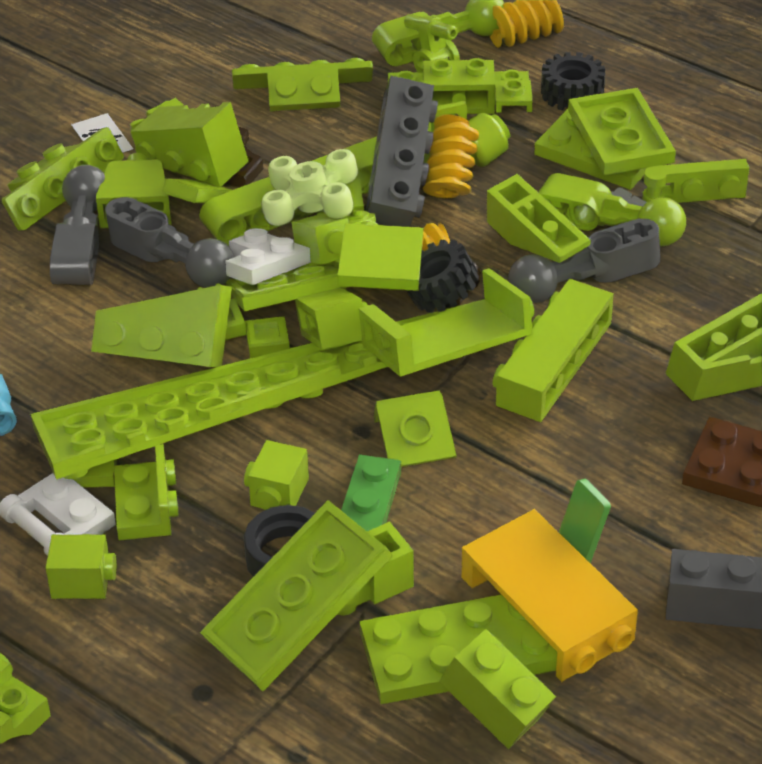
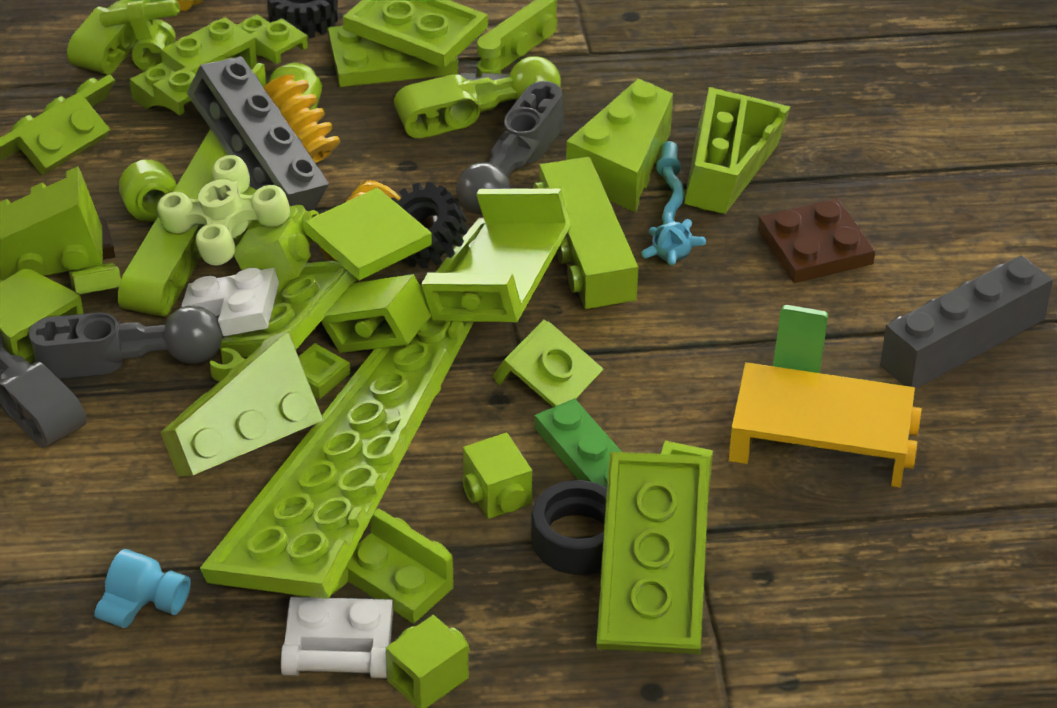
camera: 45 degrees left, 0 degrees up
(307, 145) = (143, 186): none -> lime head
(416, 647) = (799, 515): lime plate -> none
(497, 688) = (894, 515): lime brick -> none
(531, 221) = (438, 139): lime slope -> none
(619, 393) = (672, 239): none -> medium azure piece
(670, 301) = (626, 141): none -> lime wedge

